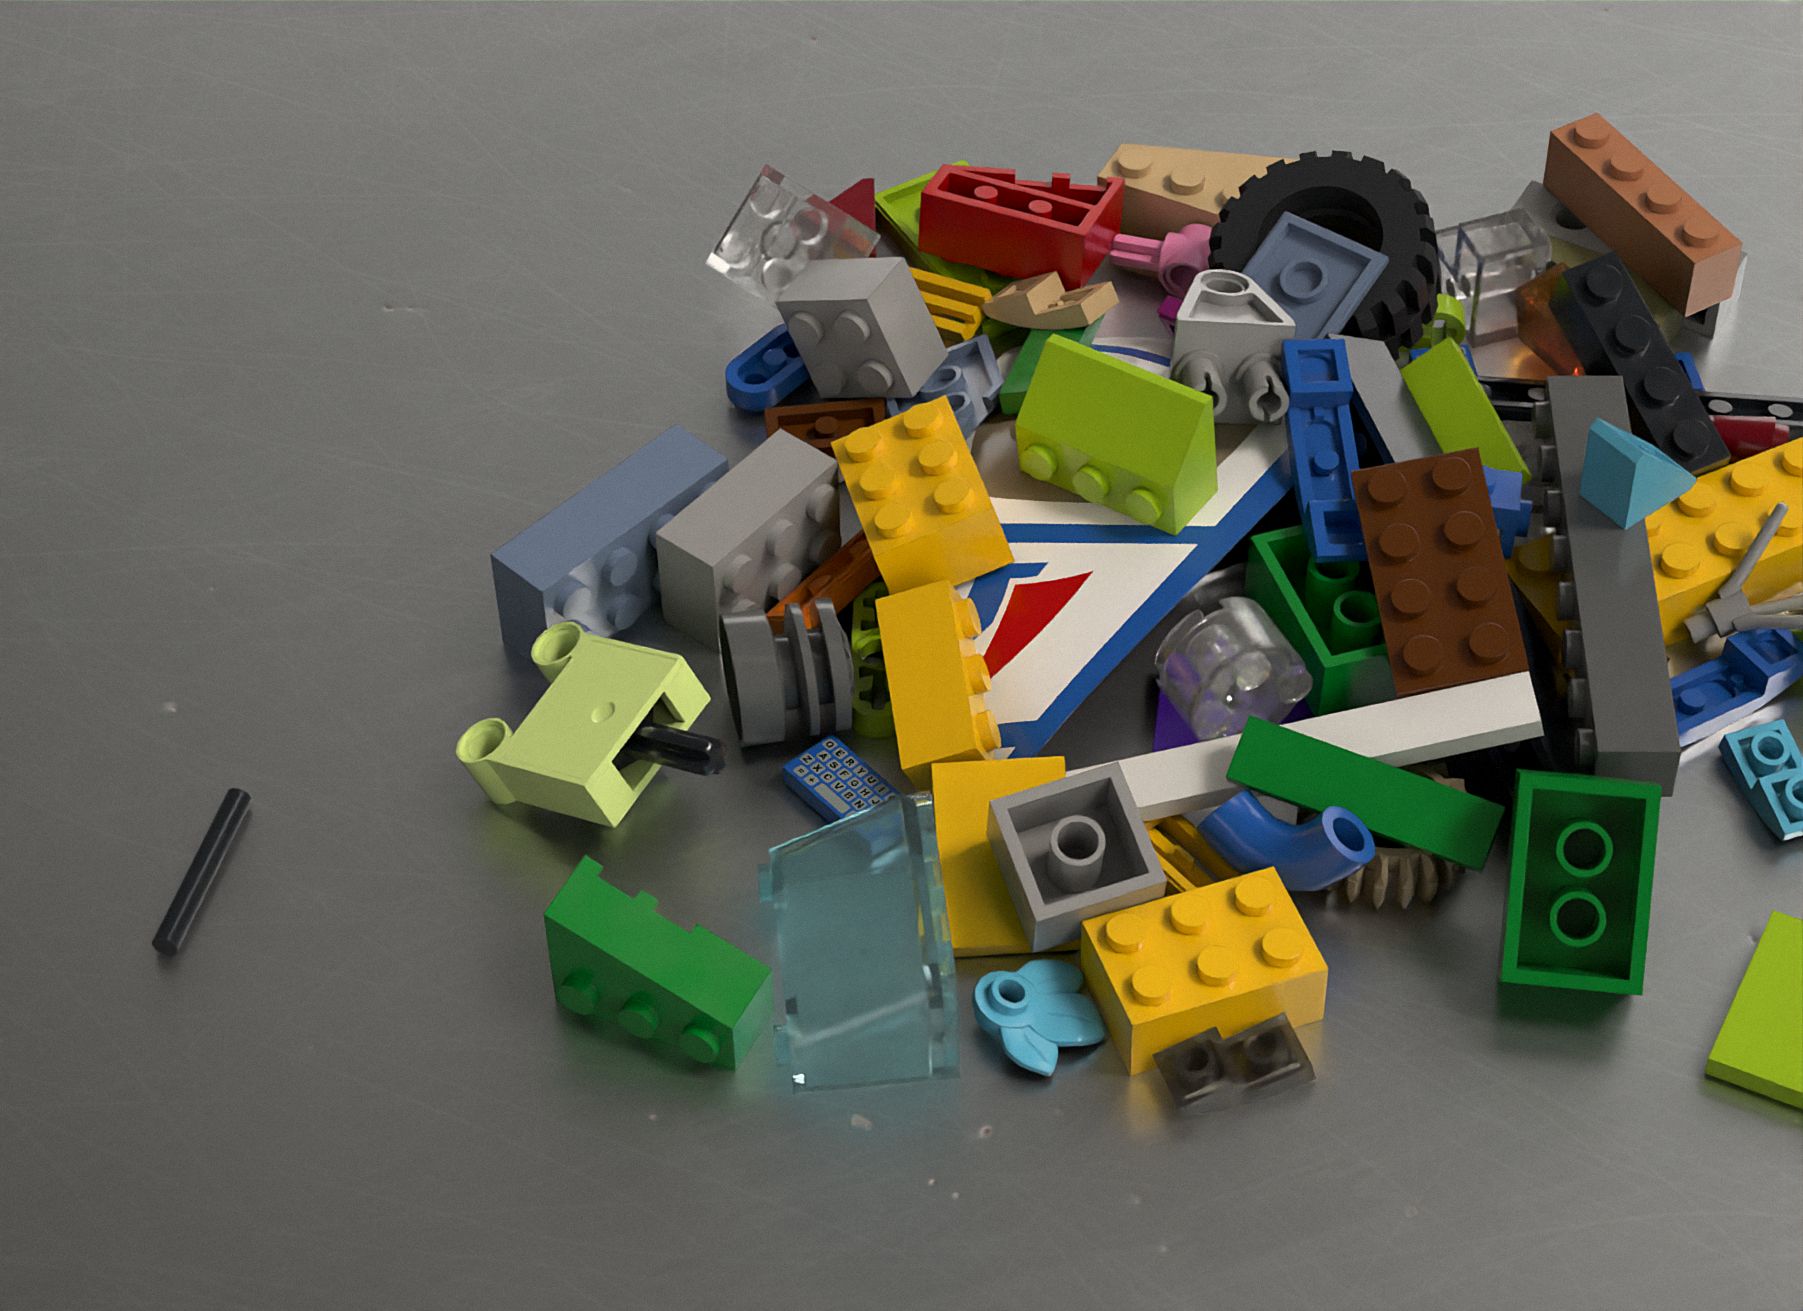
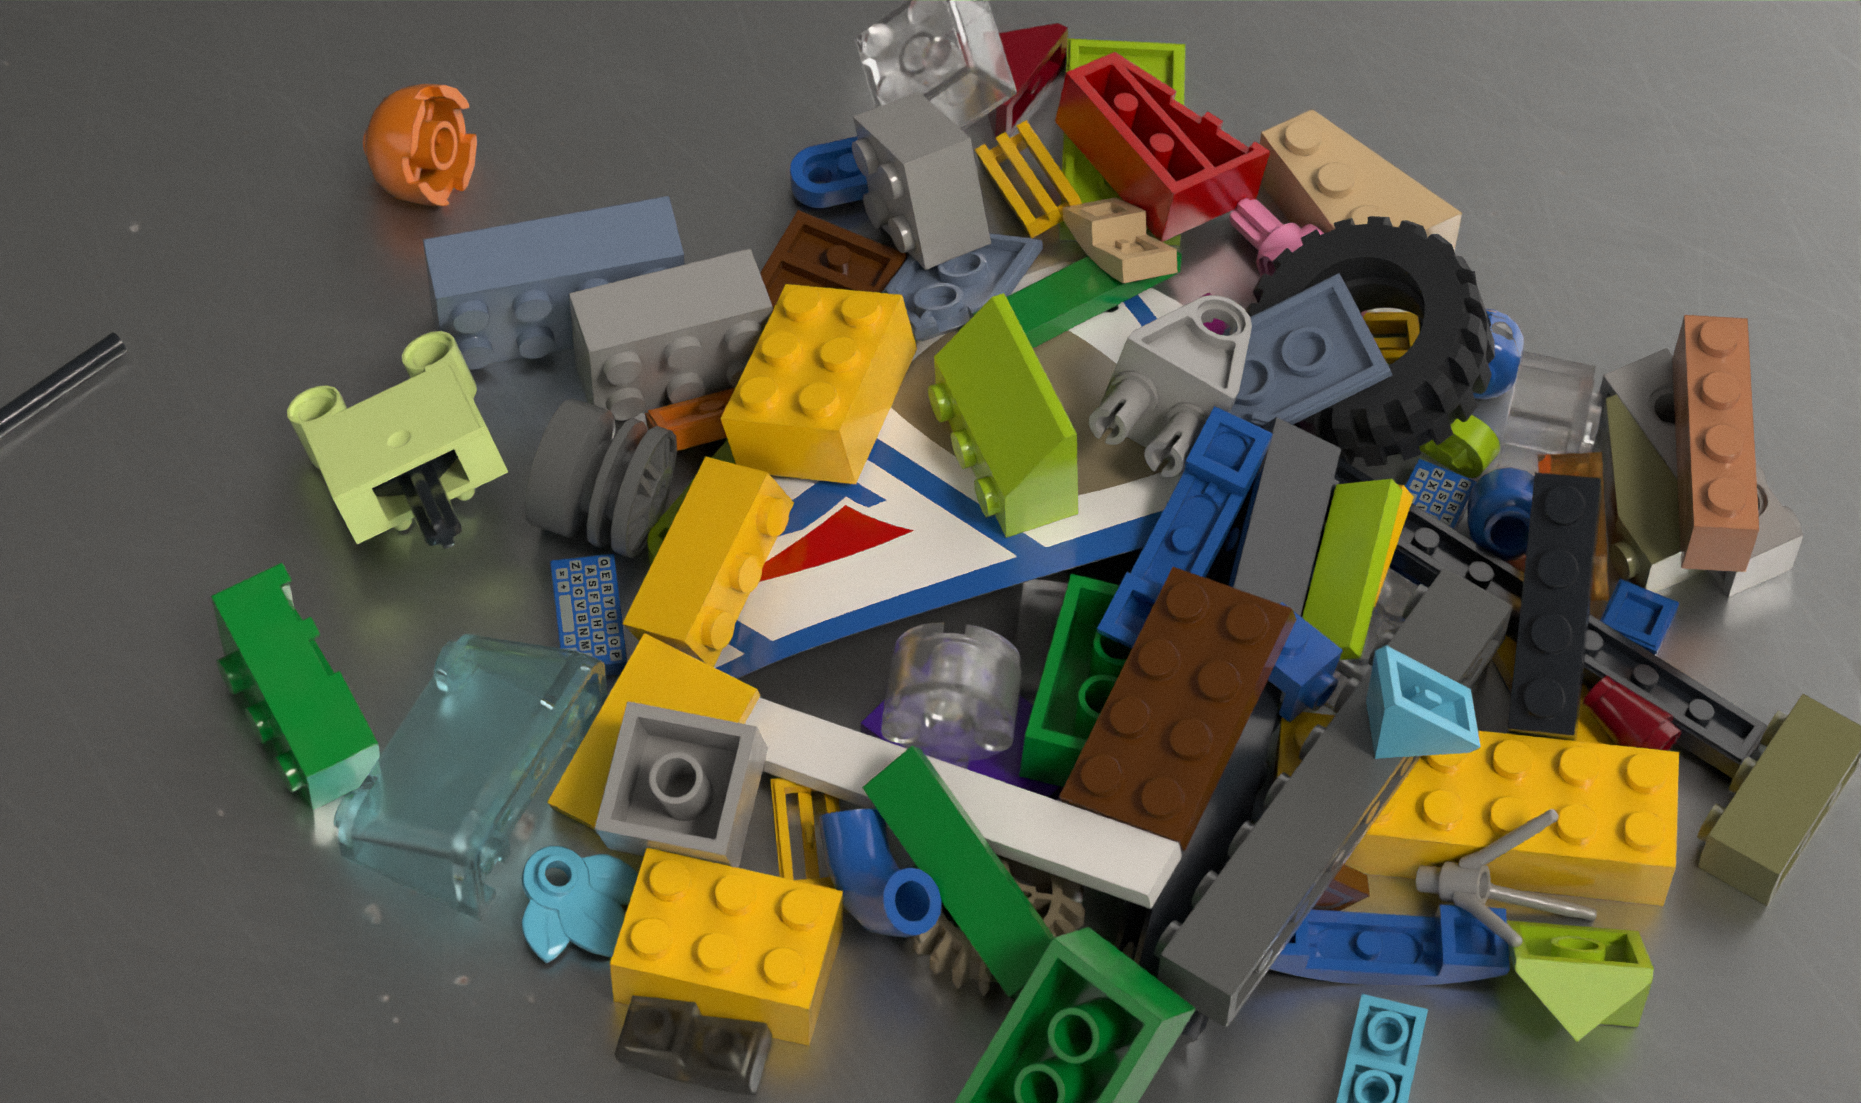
camera: 30 degrees right, 10 degrees up
(391, 511) = (421, 144): none -> orange cylinder
(1515, 346) = (1501, 512): none -> blue head

